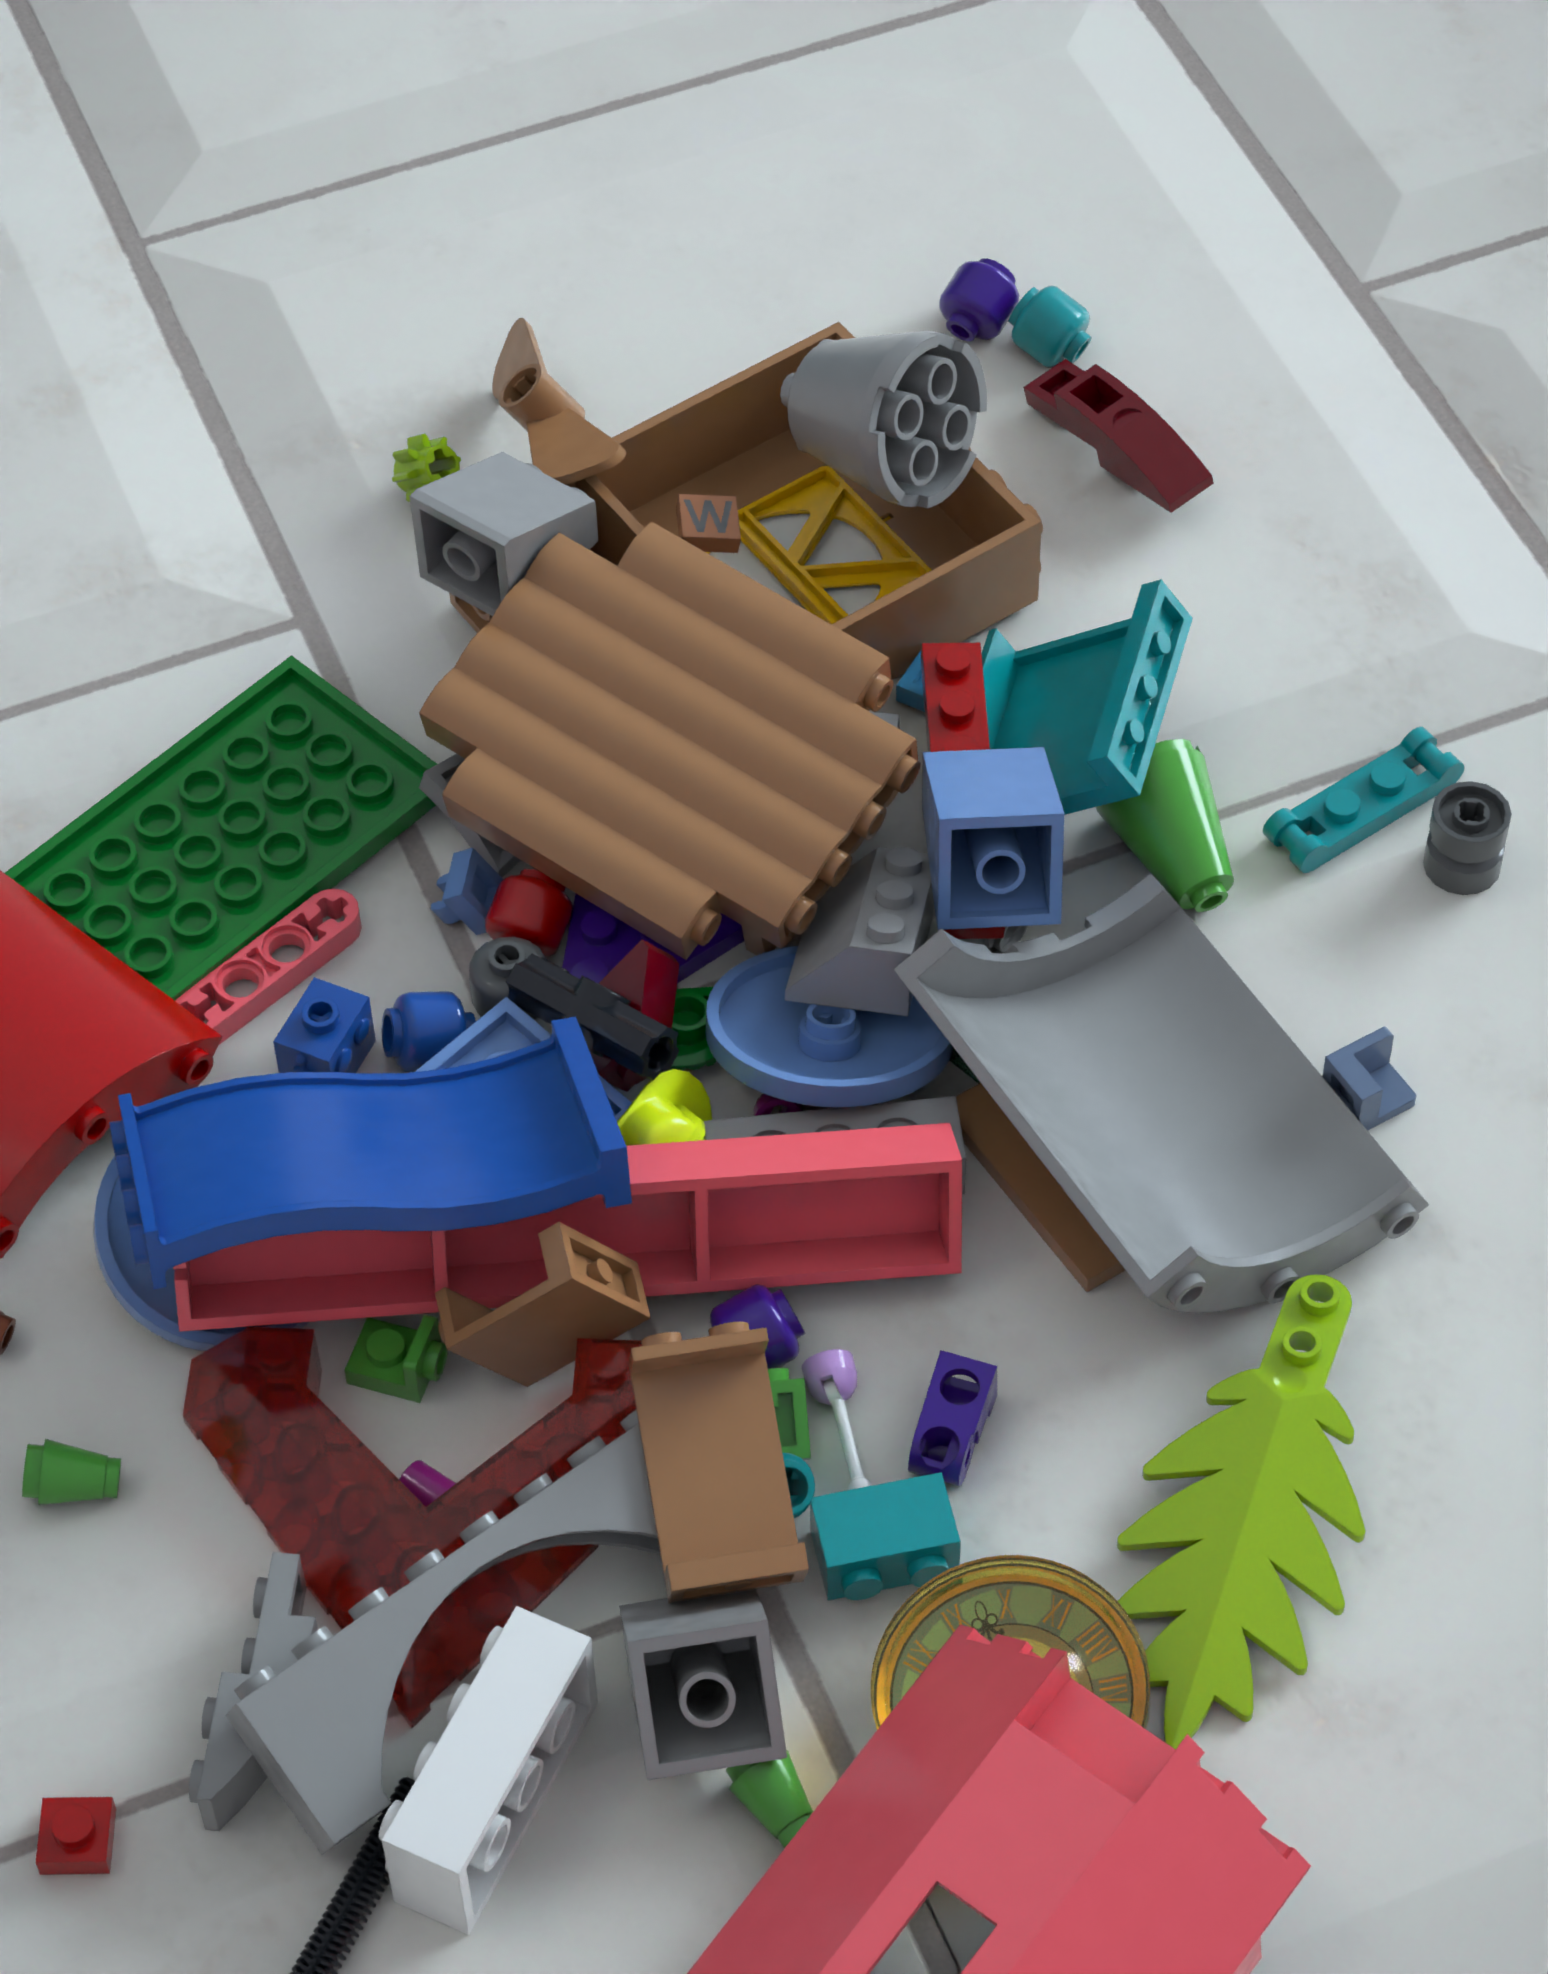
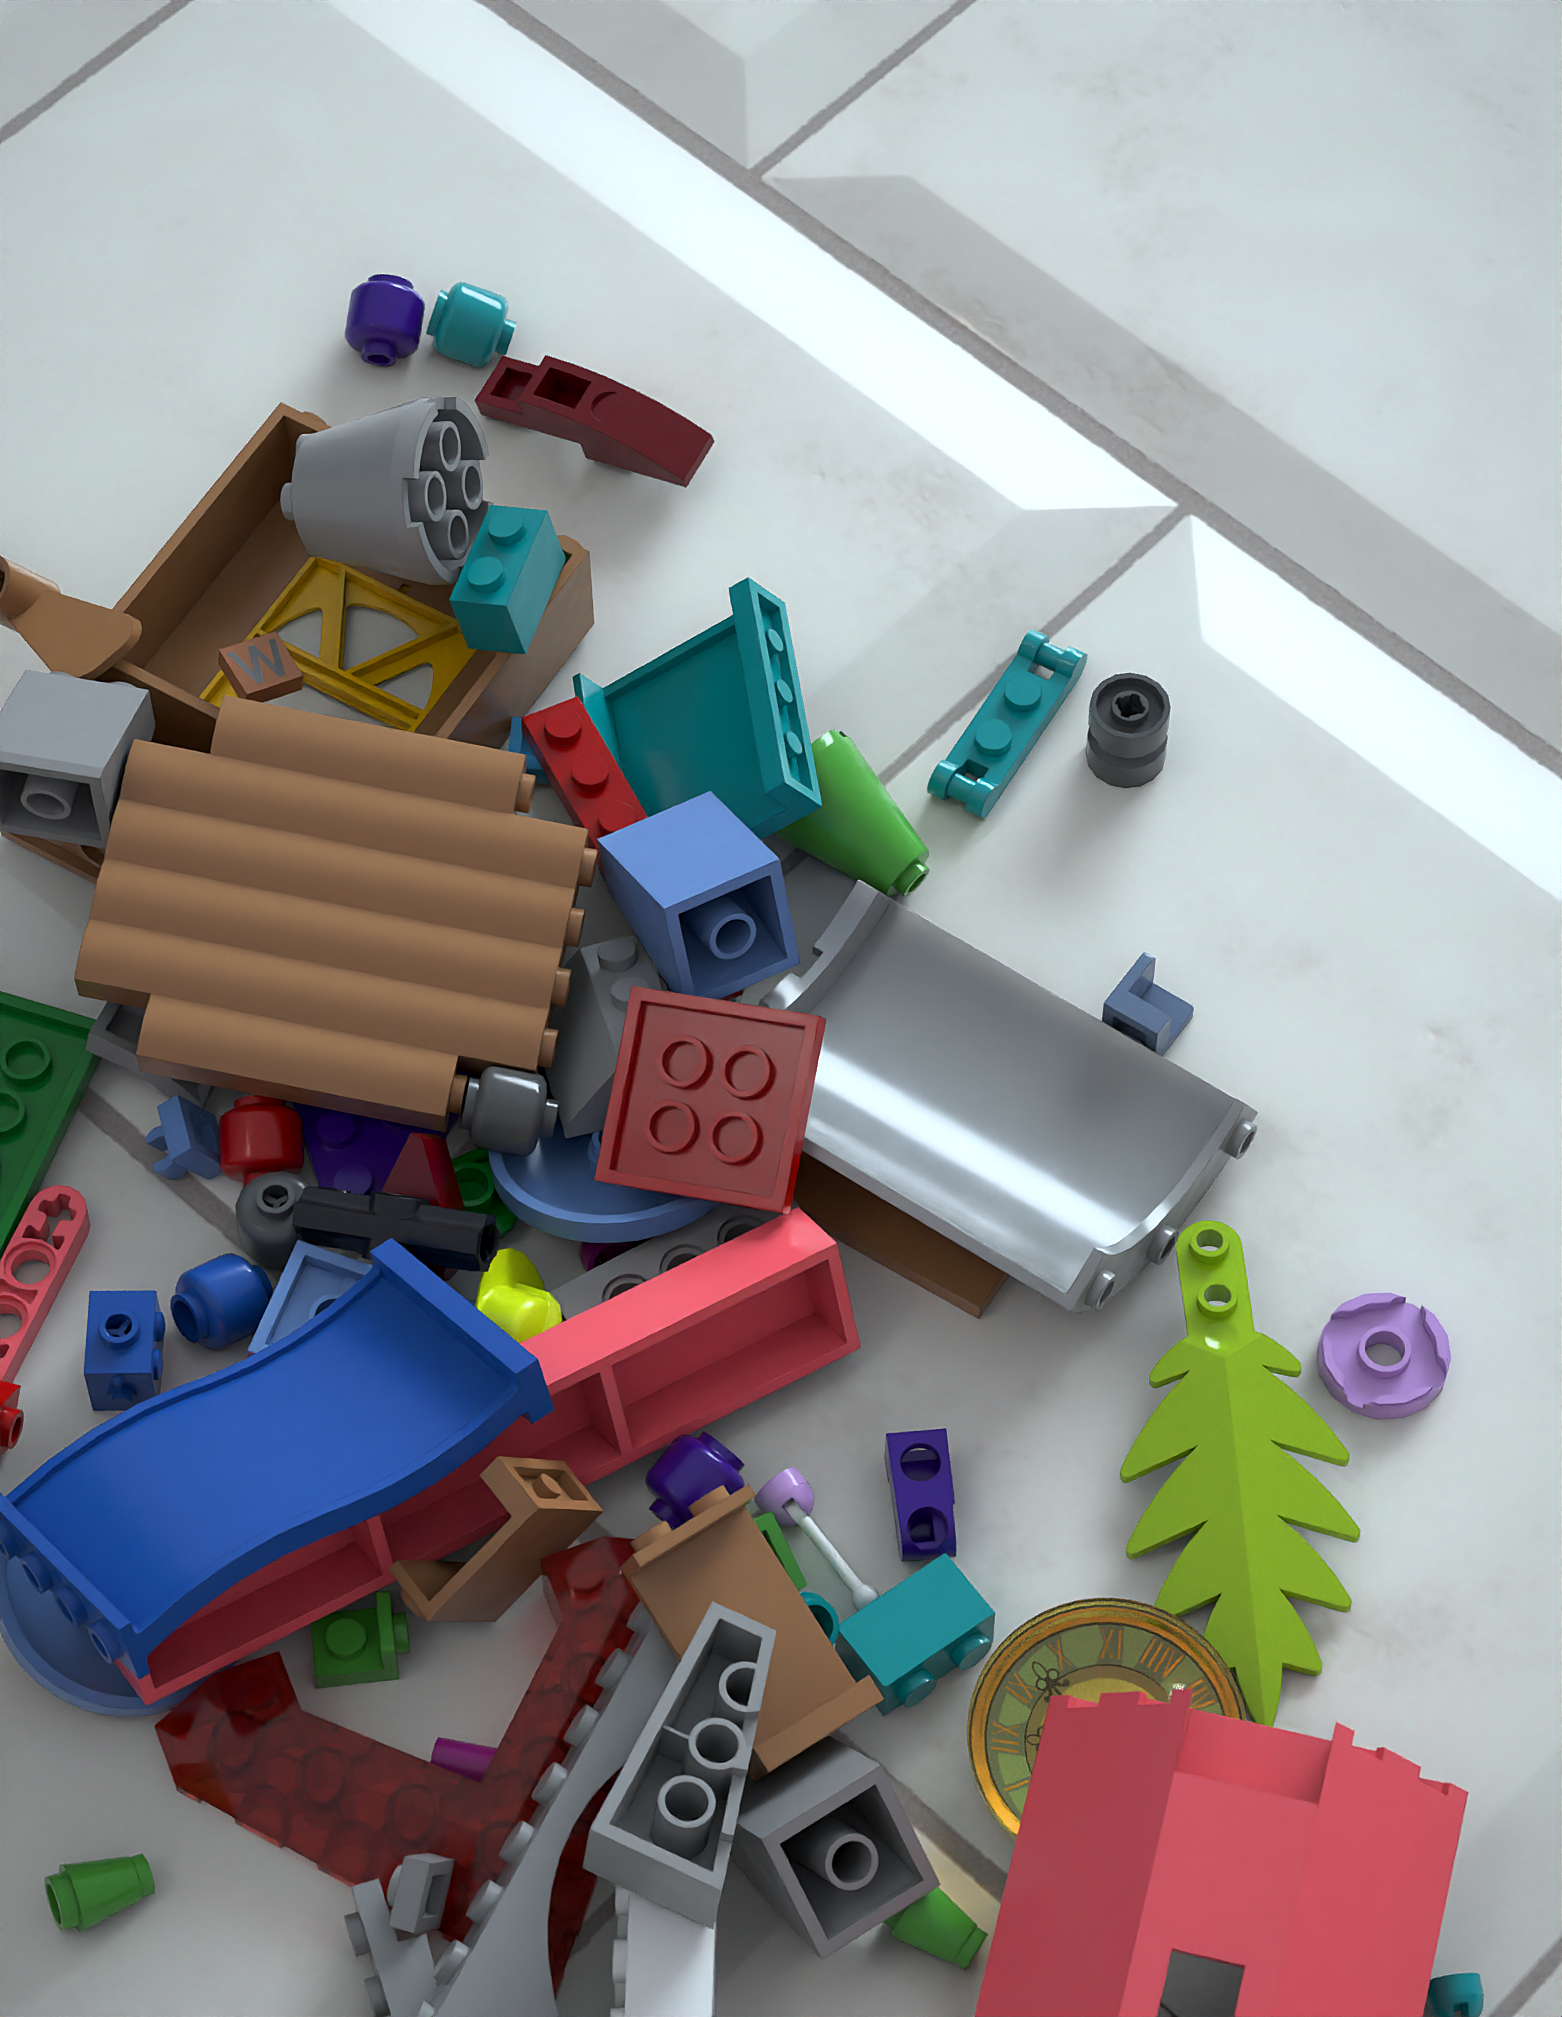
camera: 25 degrees left, 5 degrees up
(327, 1580) = (419, 1892): none -> light grey plate
(587, 1557) = (681, 1789): none -> light grey wedge
(742, 956) = (508, 1111): none -> dark grey head
(910, 999) = (710, 1100): none -> red plate
(951, 515) = (507, 579): none -> teal brick
(1441, 1494) = (1378, 1389): none -> lavender tile

